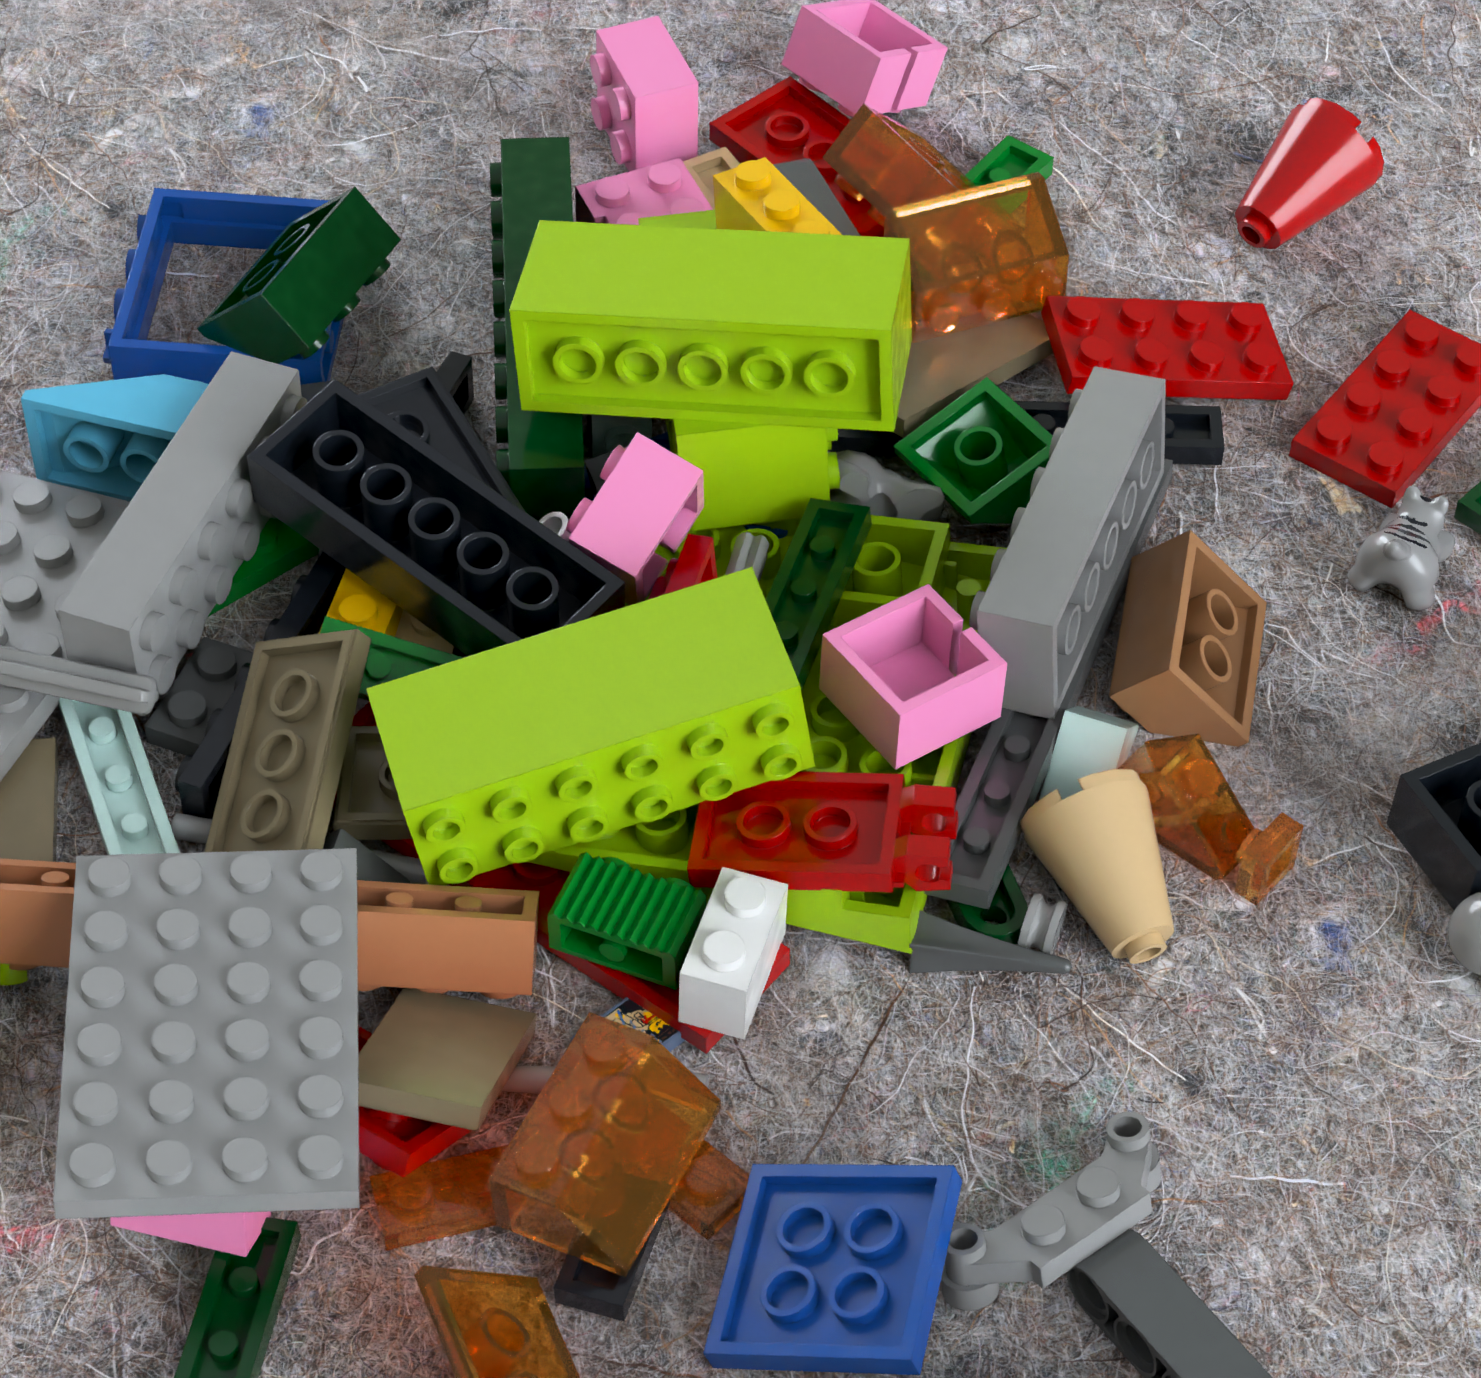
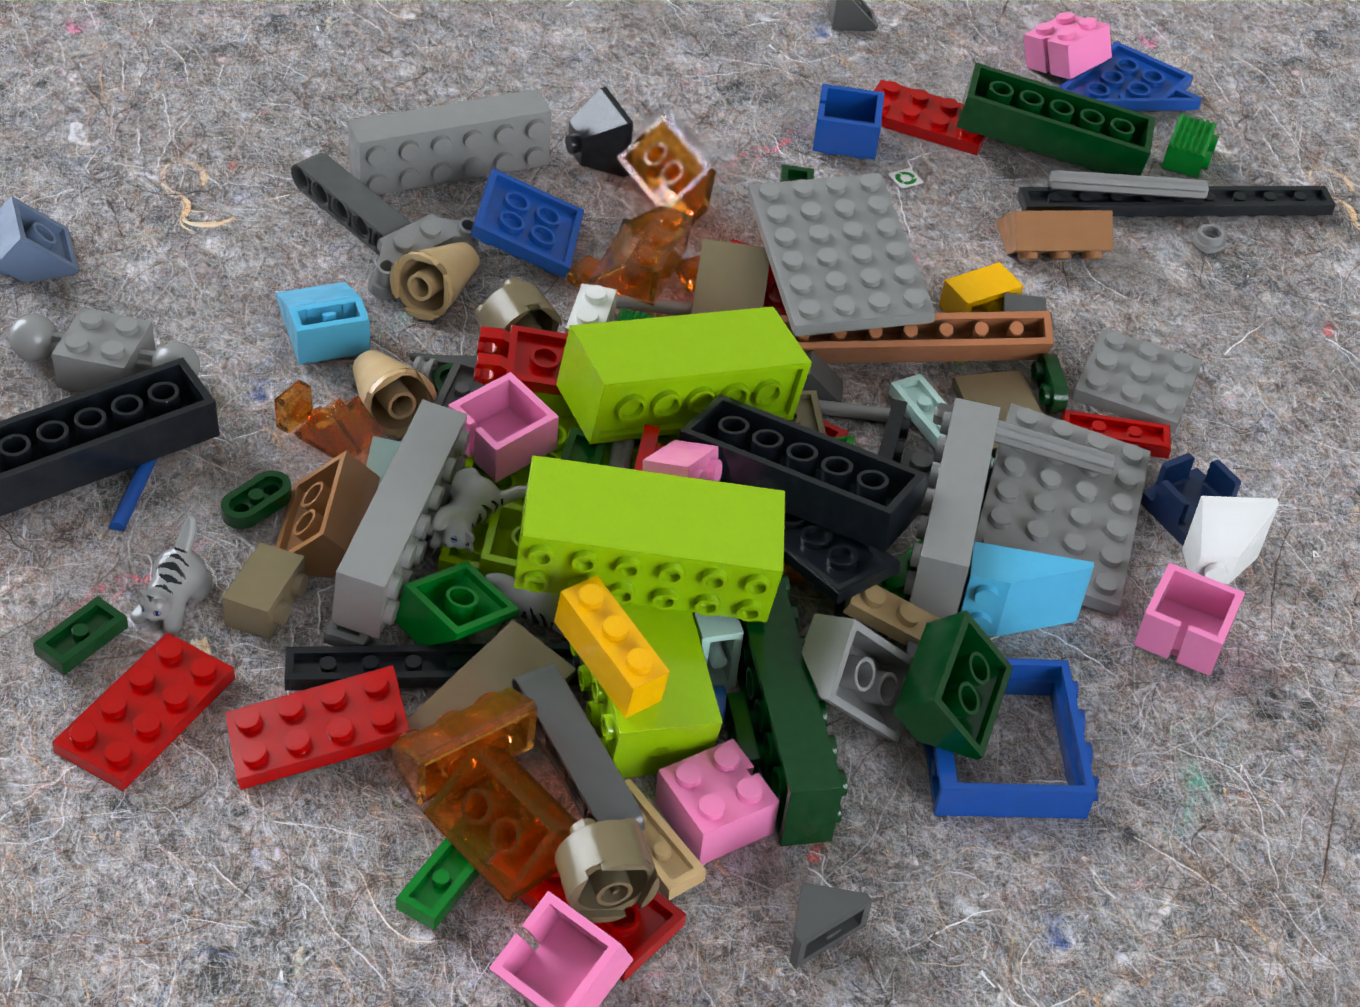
camera: 170 degrees right, 5 degrees down
(289, 743) = (851, 401): dark tan tile -> none
(425, 306) = (857, 671): none -> light grey slope
(543, 108) = (826, 918): none -> dark grey slope
(644, 94) = (742, 905): bright pink piece -> none
(803, 97) = (606, 868): none -> dark tan brick
(867, 984) = (518, 305): none -> dark tan brick
(954, 567) = (471, 503): none -> light grey animal
(1025, 1127) = (433, 278): none -> tan cone
(1243, 1050) = (325, 322): none -> medium azure slope
(1268, 530) = (265, 591): none -> dark tan brick
(1292, 701) = (256, 499): none -> dark green plate
(1307, 174) = (180, 880): red cone -> none

